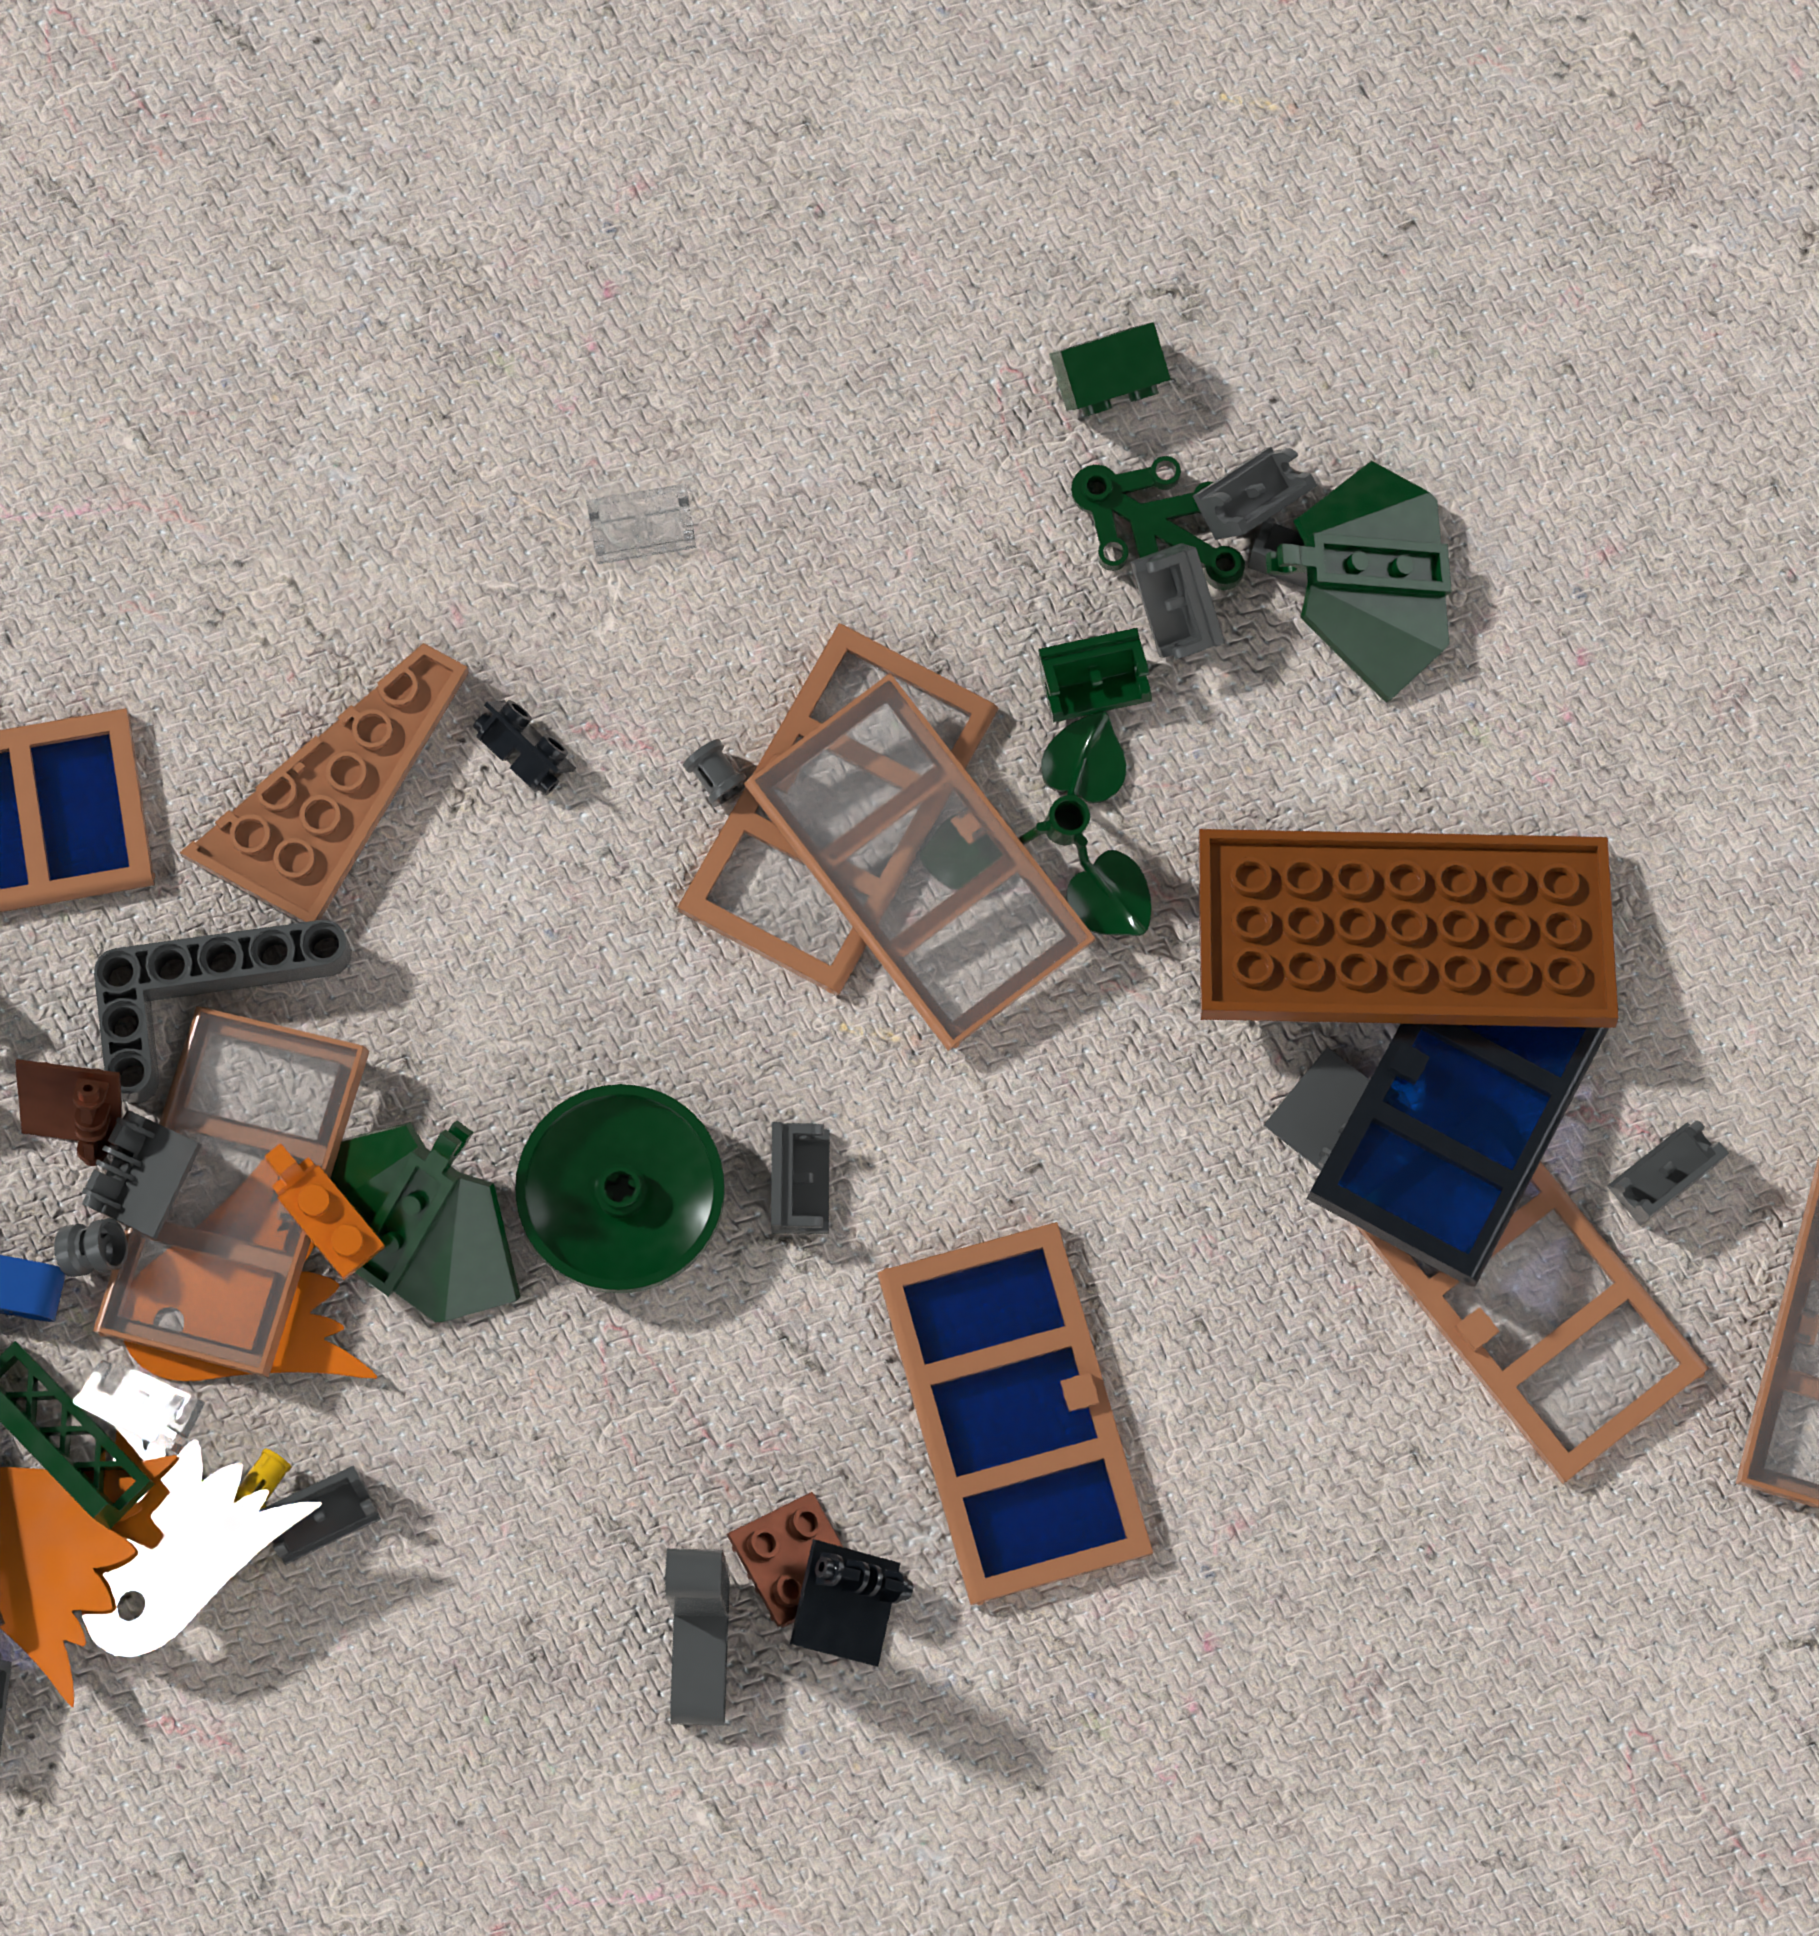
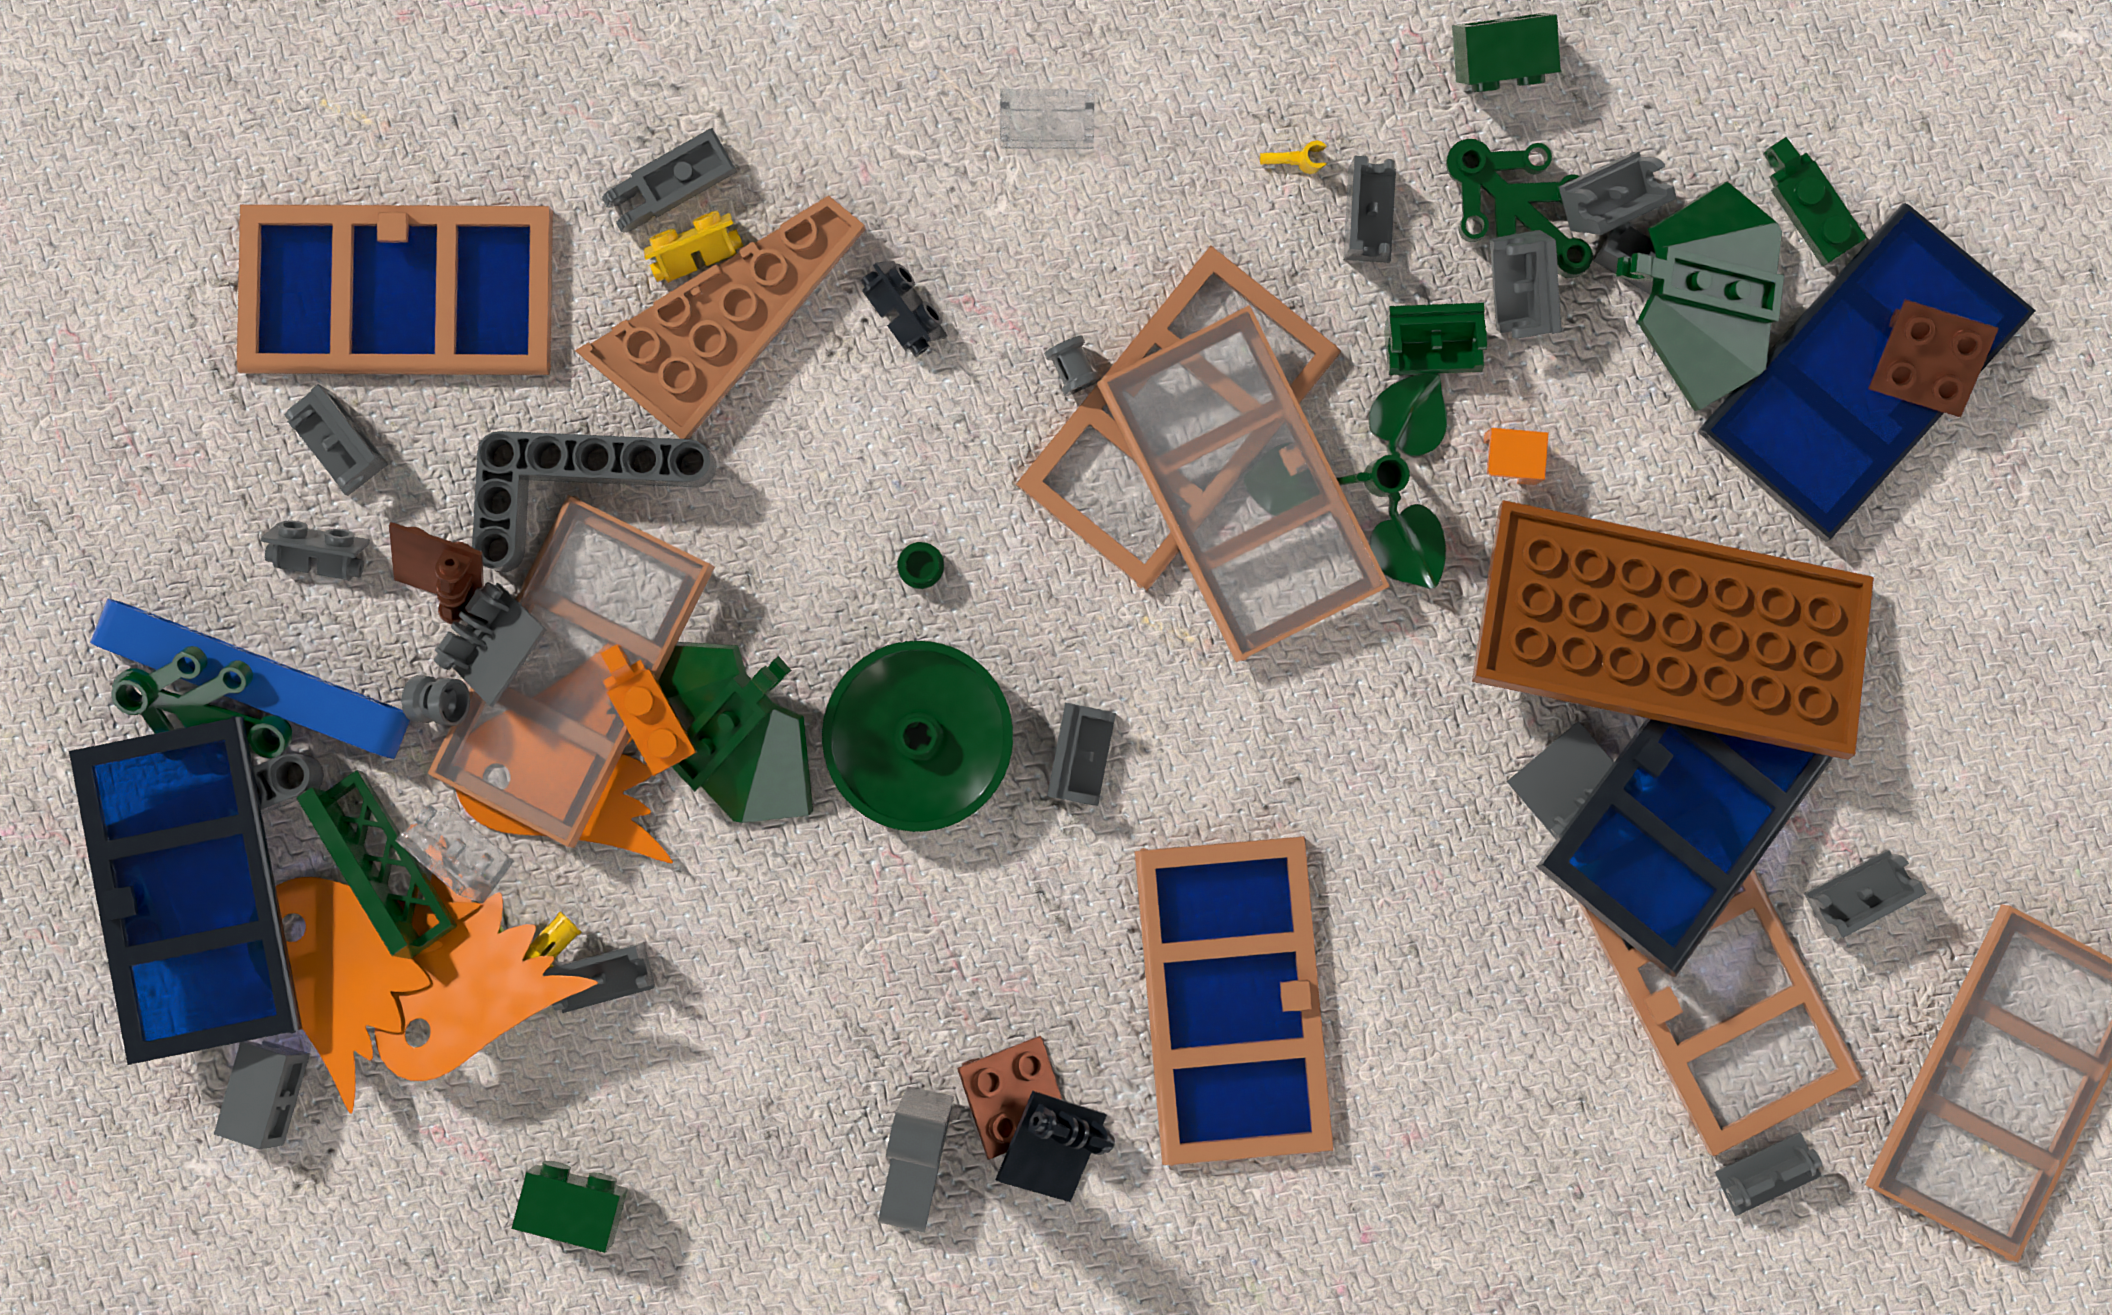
camera: 10 degrees right, 10 degrees up
(253, 657) = (672, 179): none -> dark grey hinge
(268, 730) = (675, 250): none -> yellow hinge
(329, 1766) = (570, 1206): none -> dark green brick
(590, 1012) = (920, 565): none -> dark green plate
(914, 517) = (1297, 157): none -> yellow hand
(1001, 557) = (1369, 210): none -> dark grey hinge
(1204, 778) = (1517, 454): none -> orange panel
(1464, 467) = (1811, 203): none -> dark green hinge
(1556, 629) = (1809, 420): none -> clear blue door
(1618, 599) = (1932, 357): none -> copper hinge
(1630, 1490) = (1769, 1173): none -> dark grey hinge

